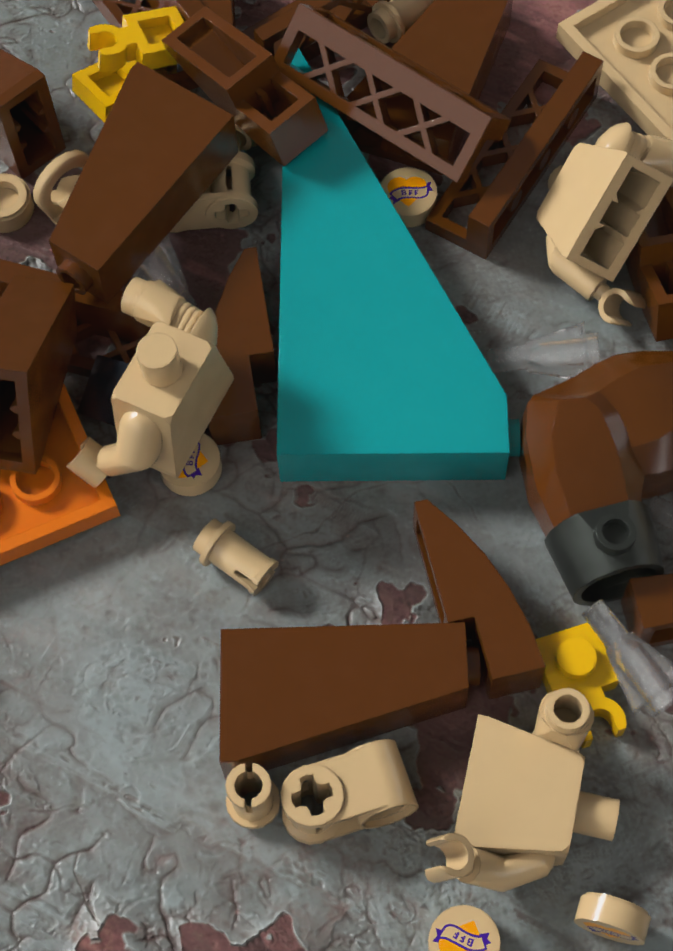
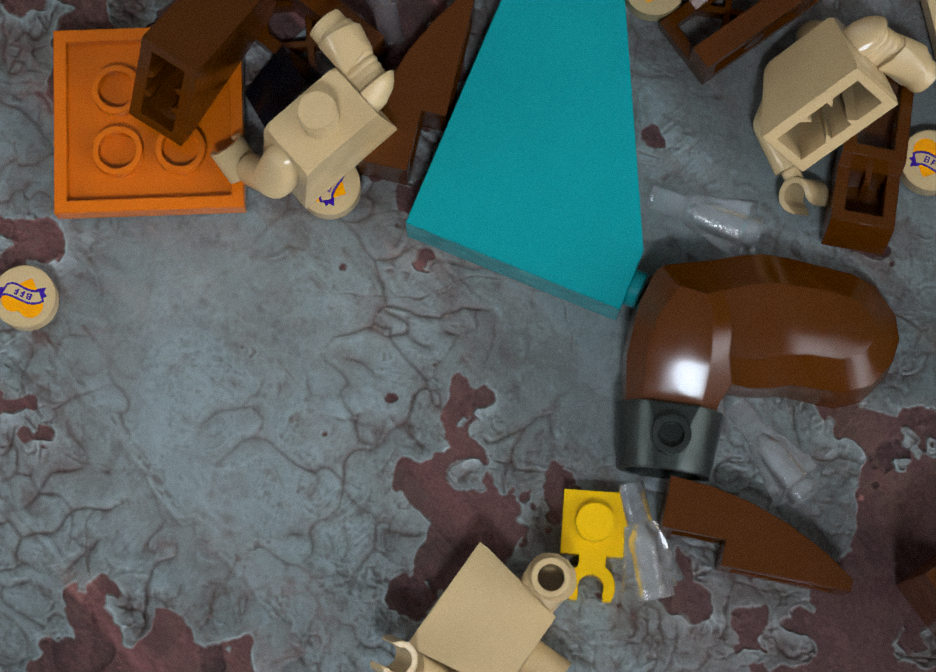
camera: 20 degrees right, 15 degrees up
(234, 556) = (333, 297): tan pin -> none
(263, 807) = (266, 541): tan pin -> none
(332, 686) = (362, 457): reddish brown slope -> none
(356, 789) = (357, 558): tan piece -> none
(473, 592) = (528, 434): reddish brown slope -> none

